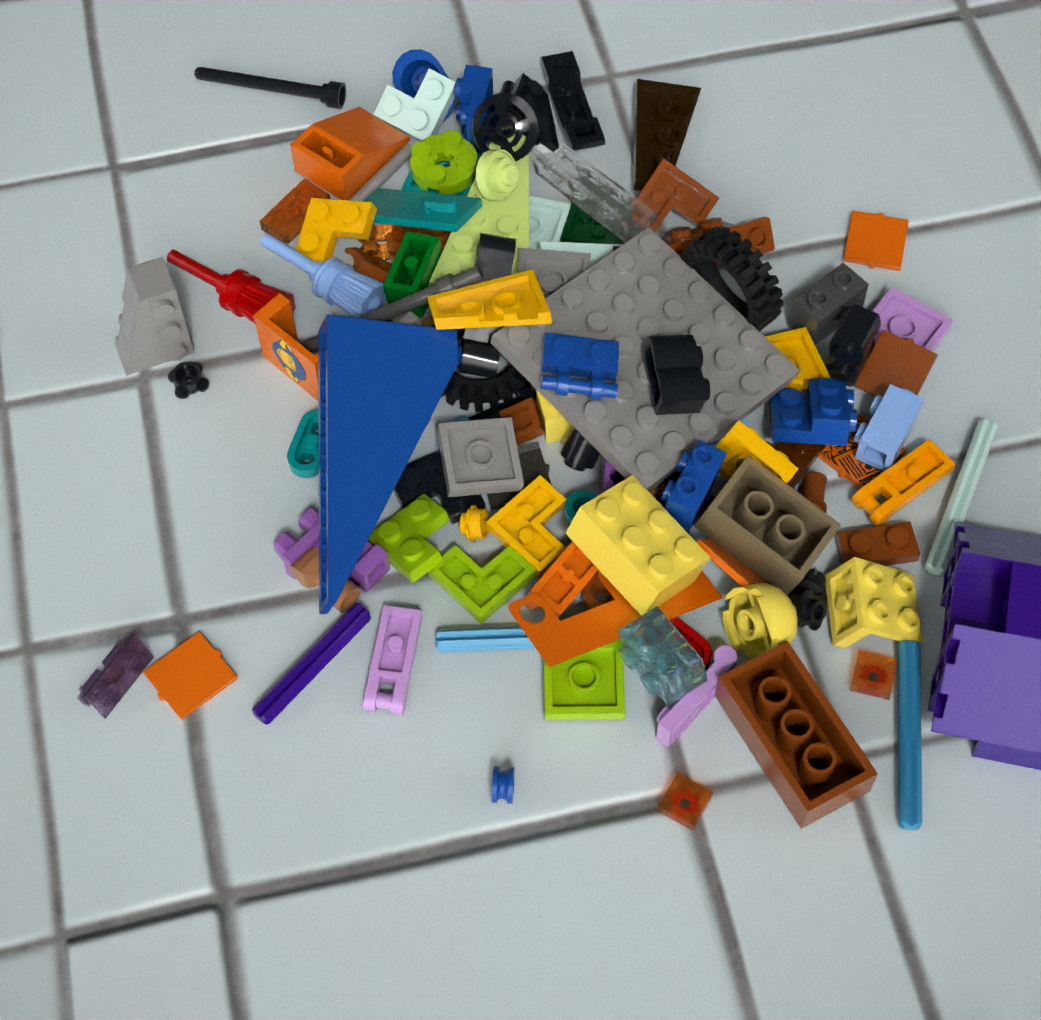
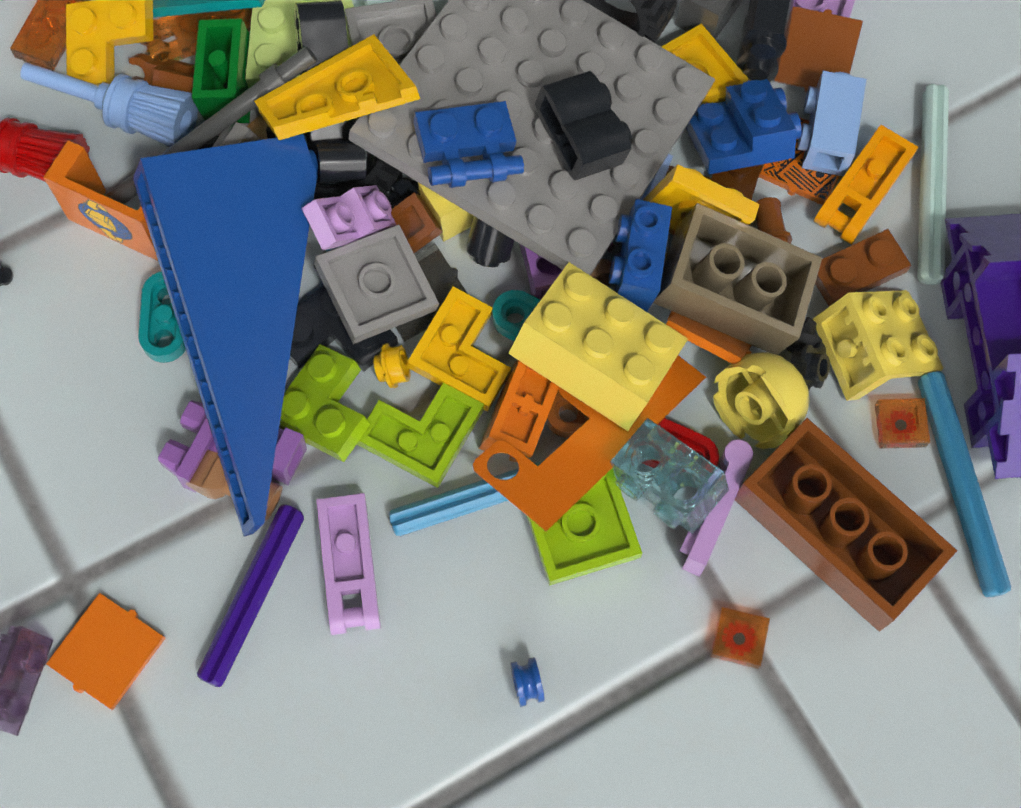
camera: 20 degrees left, 10 degrees up
(473, 401) = (349, 216): none -> lavender slope

